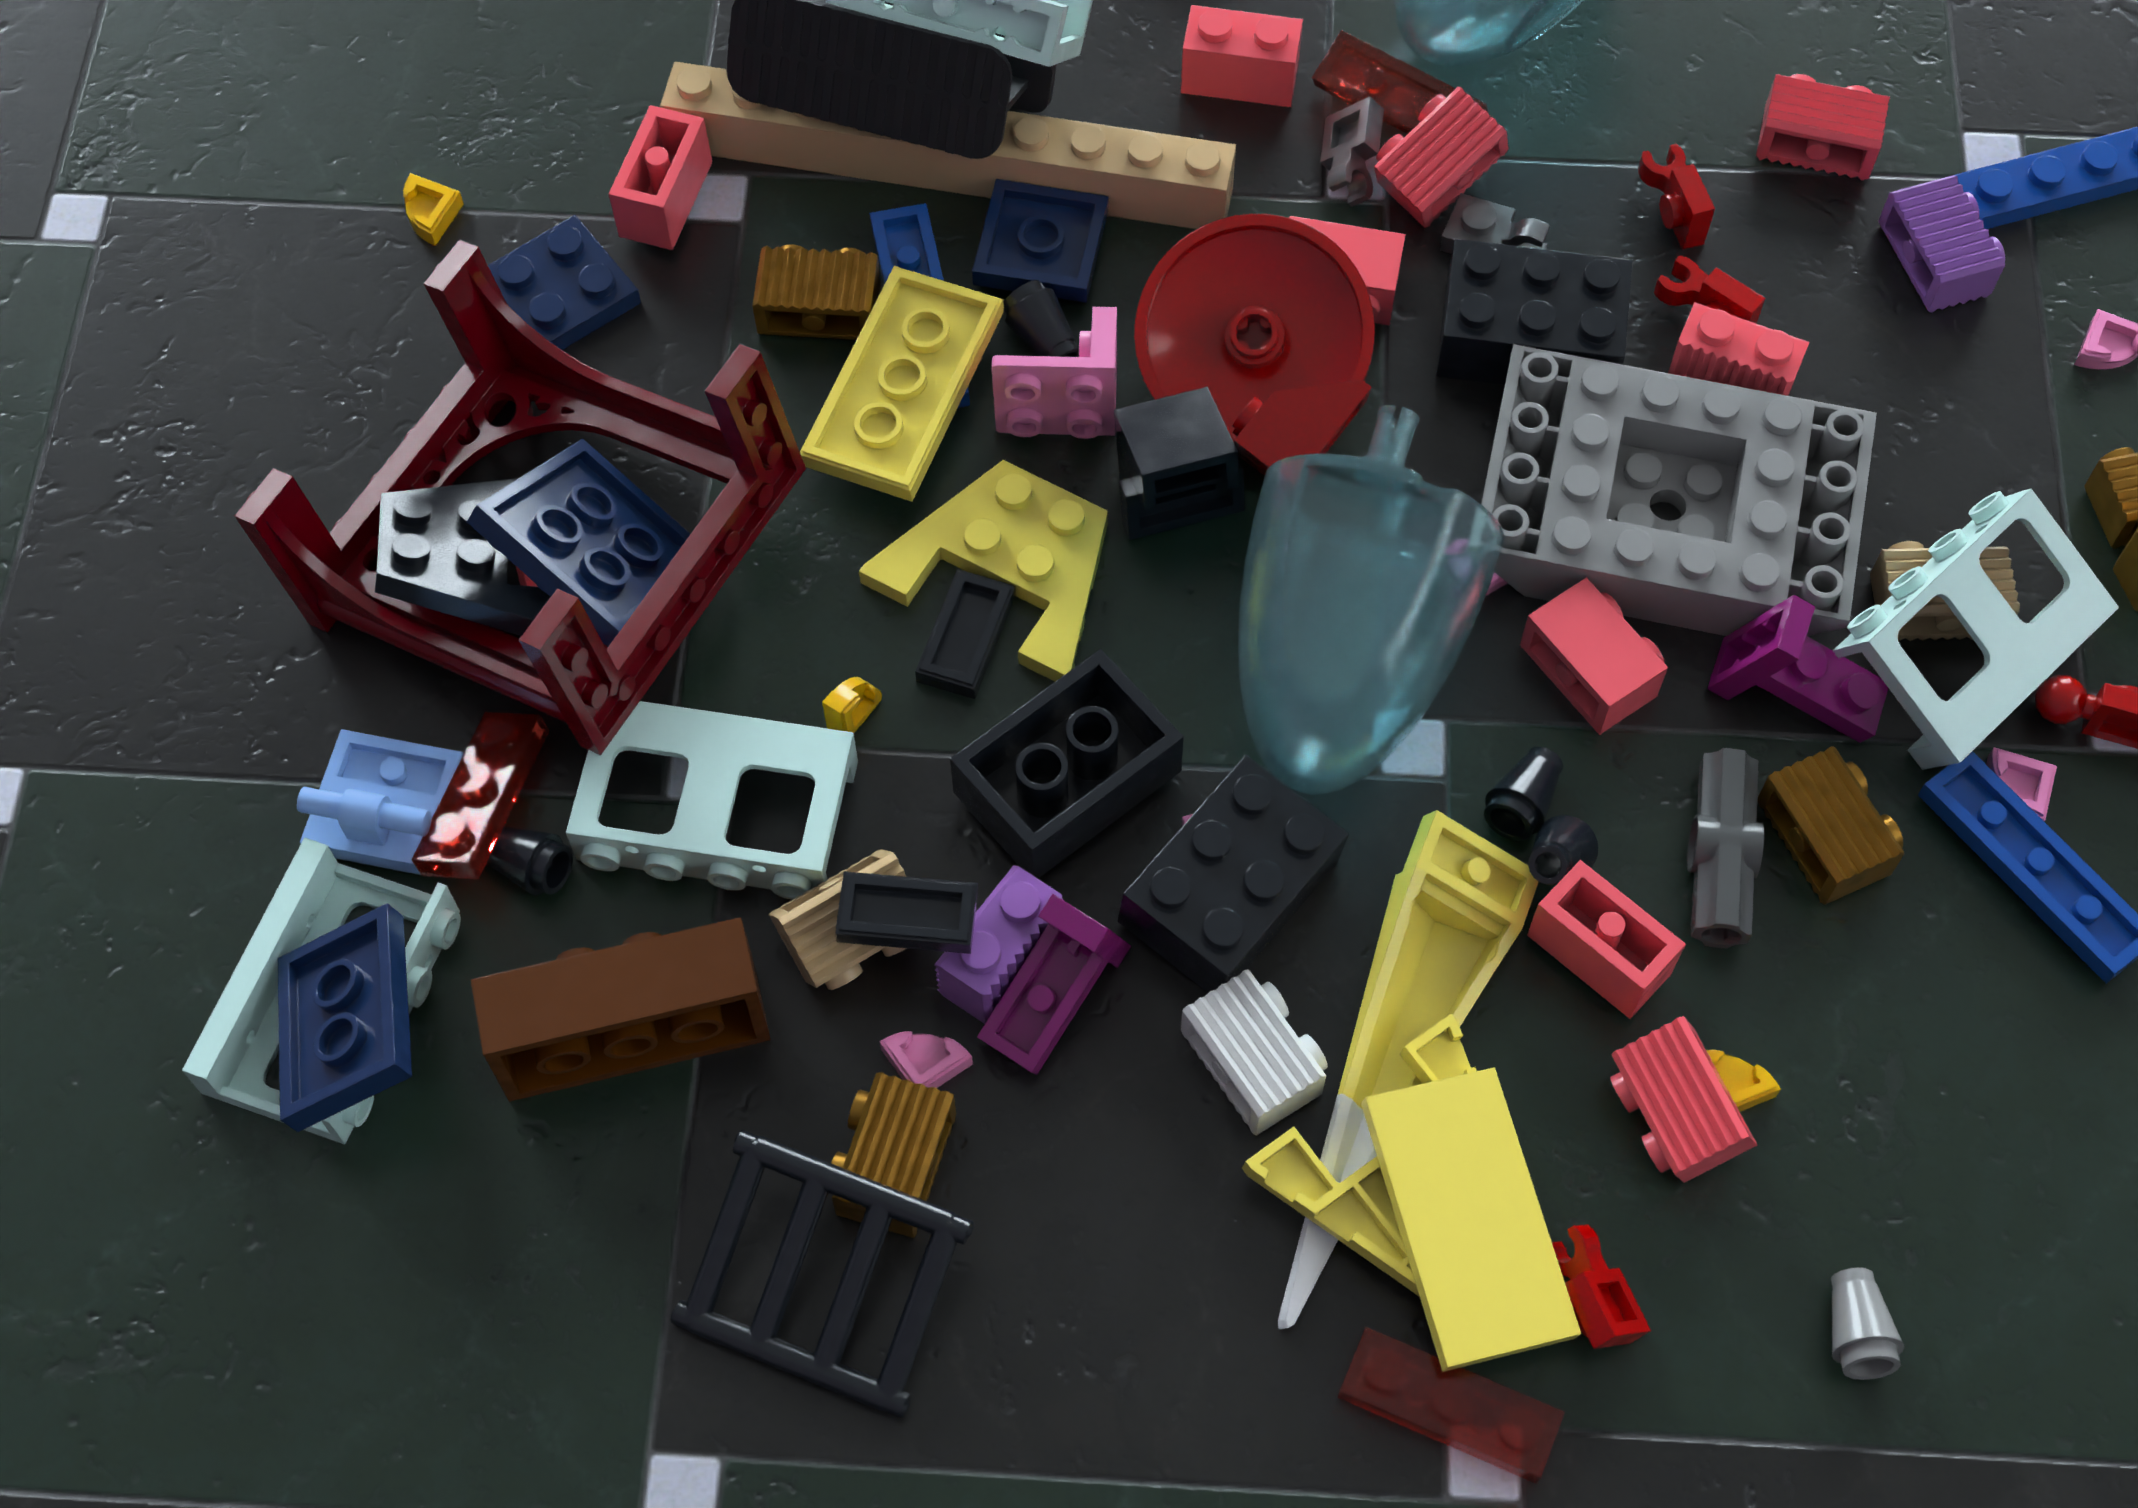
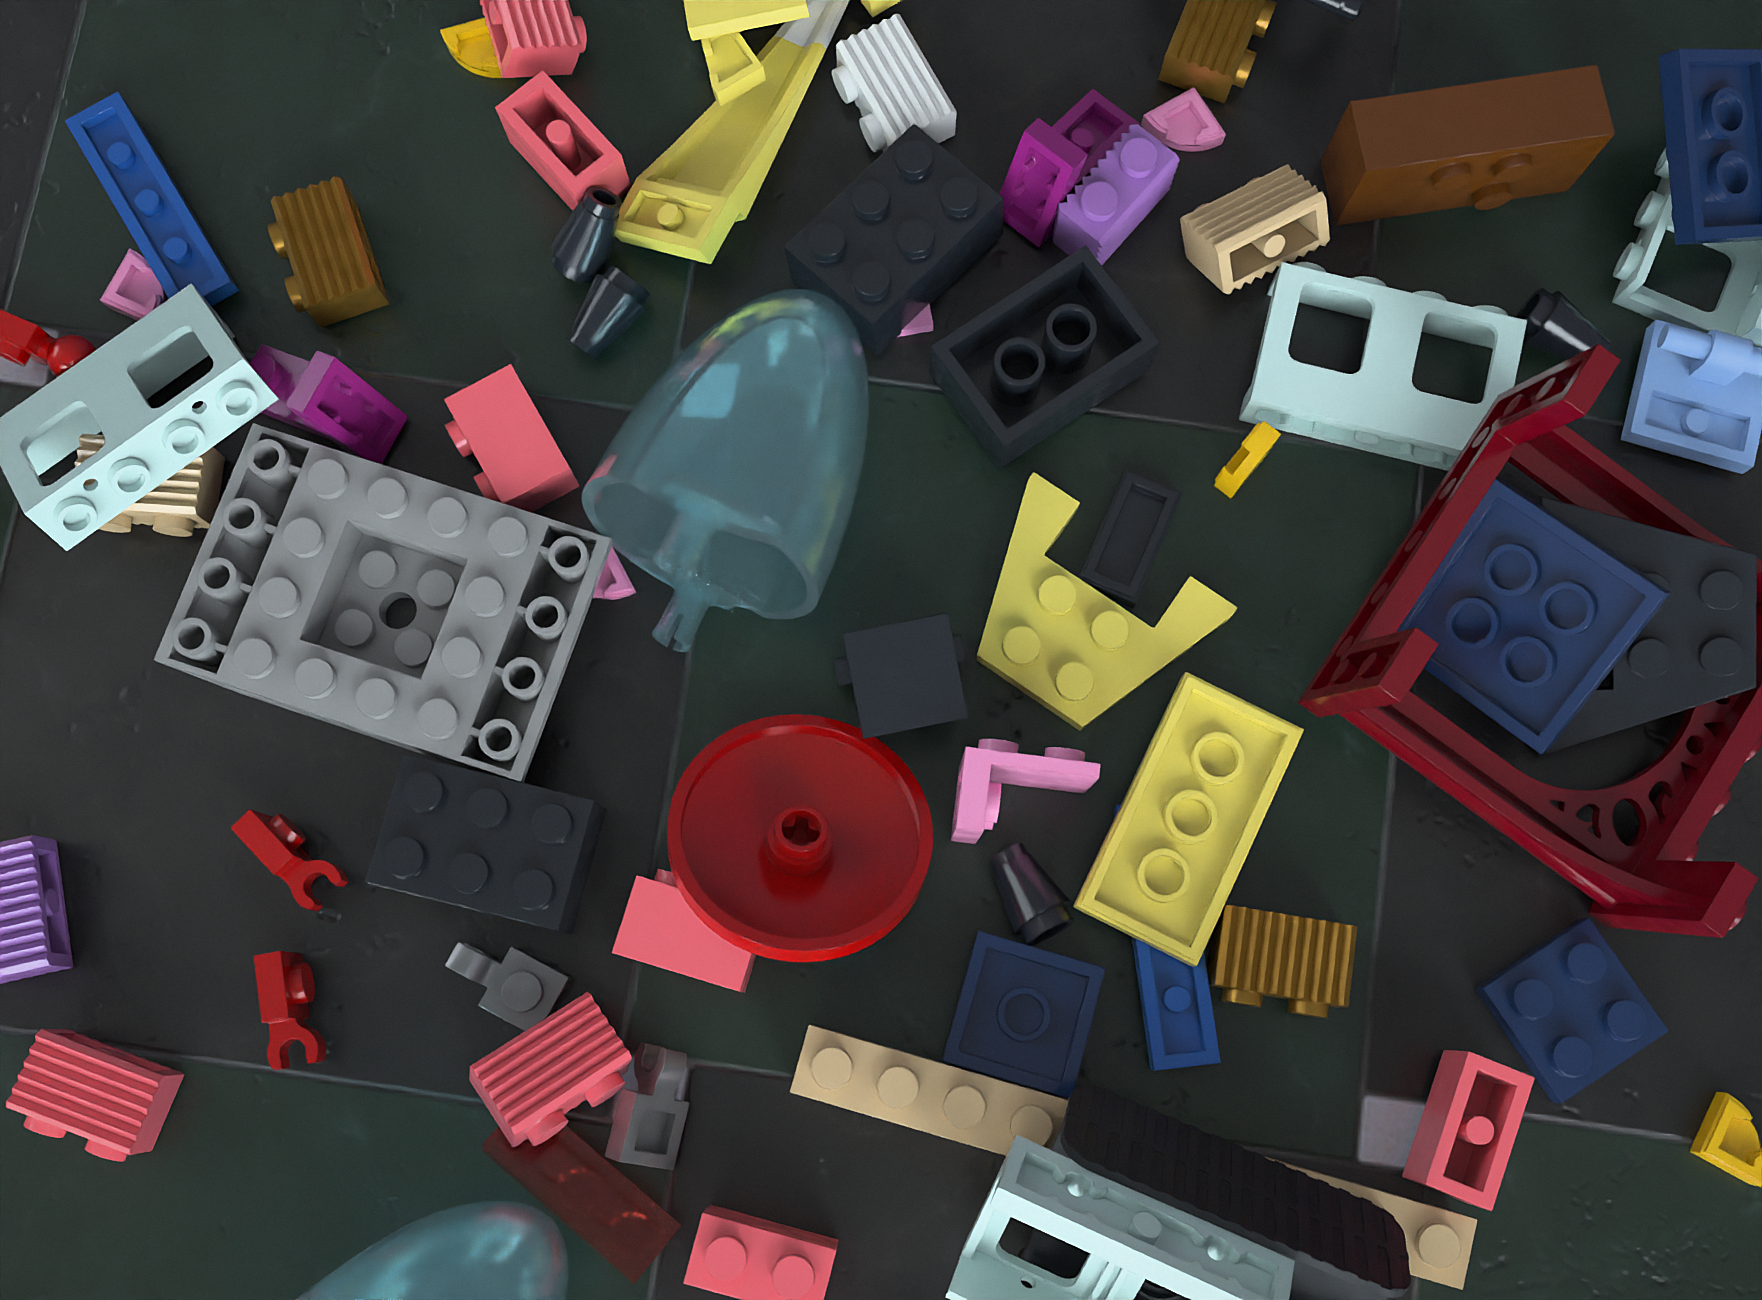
camera: 175 degrees left, 15 degrees up
(480, 795) = (1629, 329): clear red plate -> none
(906, 912) = (1207, 184): black tile -> none
(1297, 421) = (769, 681): red slope -> none
(1725, 848) = (432, 242): dark grey piece -> none
(1737, 352) = (280, 768): coral brick -> none

